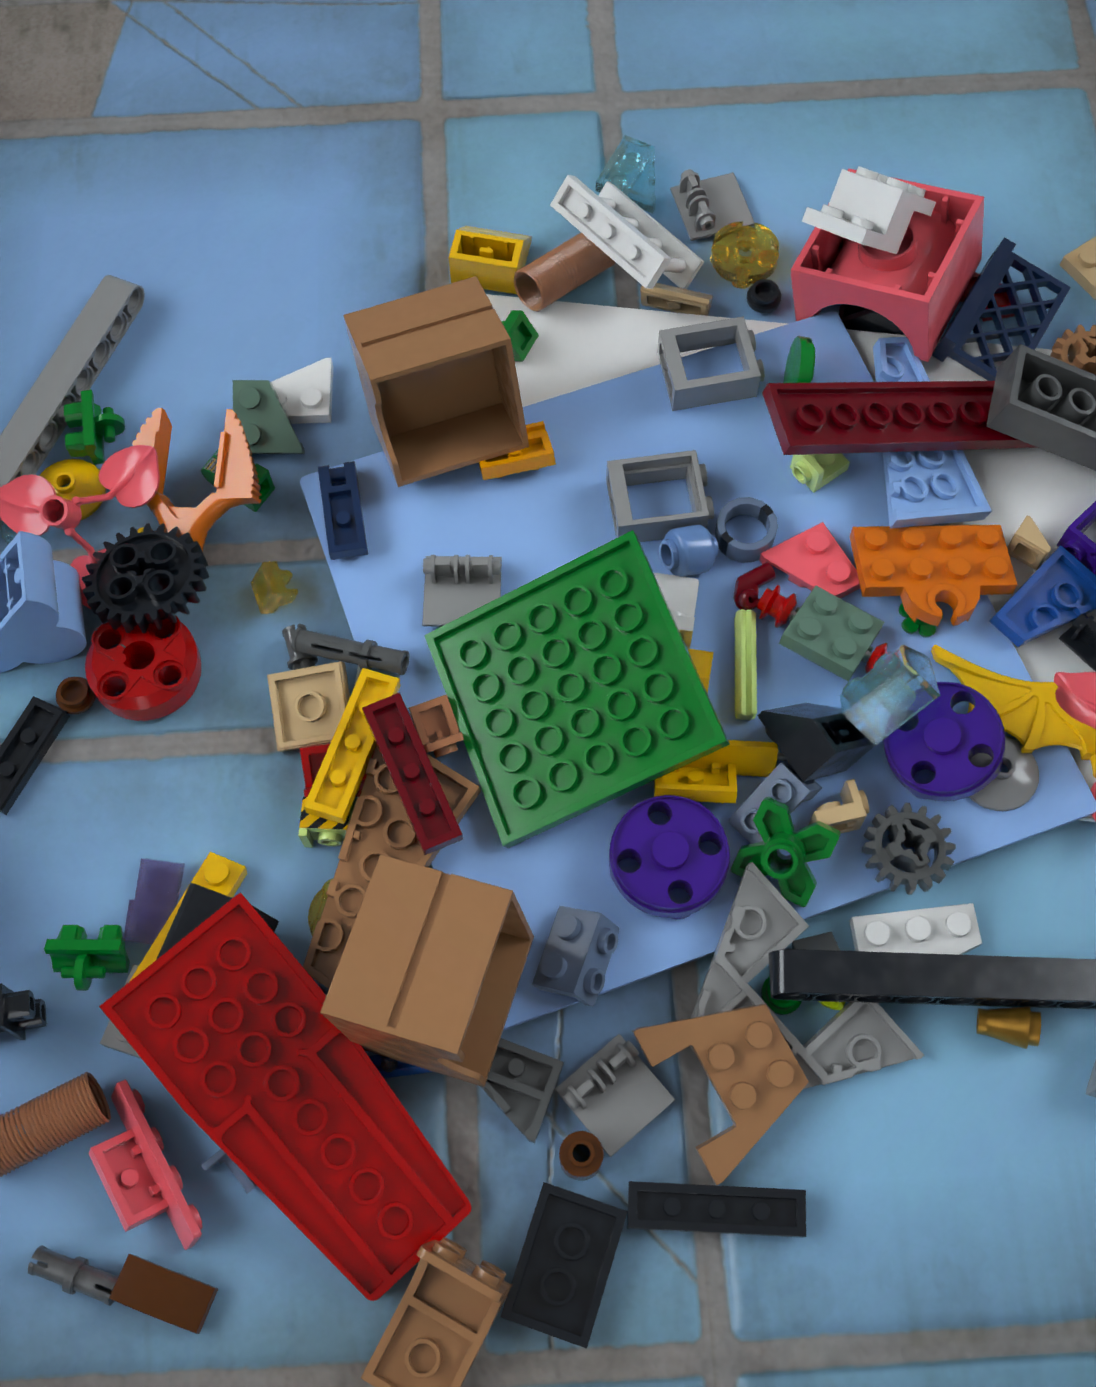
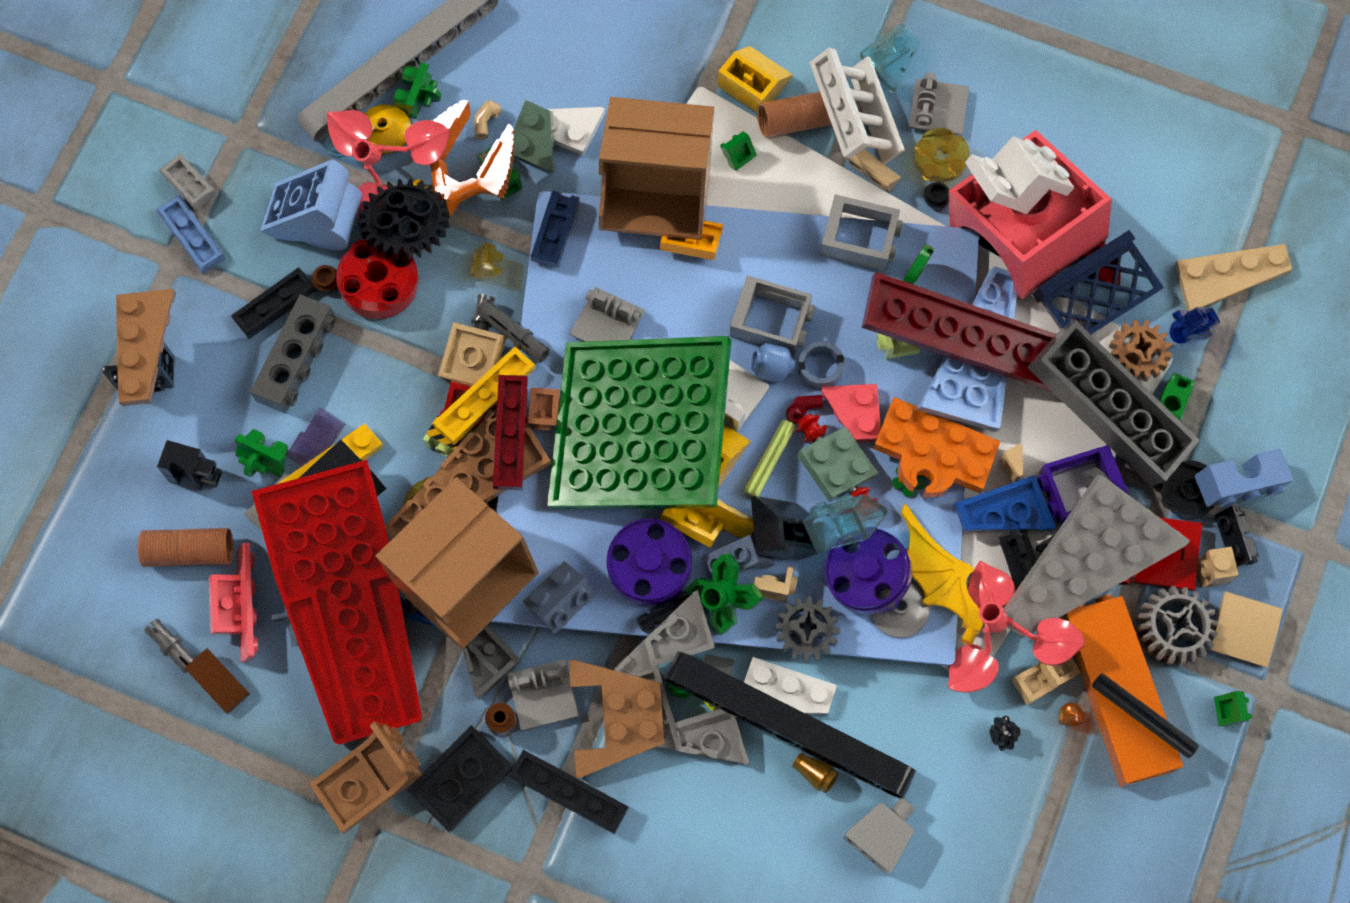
camera: 25 degrees right, 5 degrees up
(66, 750) = (303, 315): none -> dark grey brick
(185, 428) = (487, 110): none -> tan arm
(715, 913) = (661, 612): none -> black axle

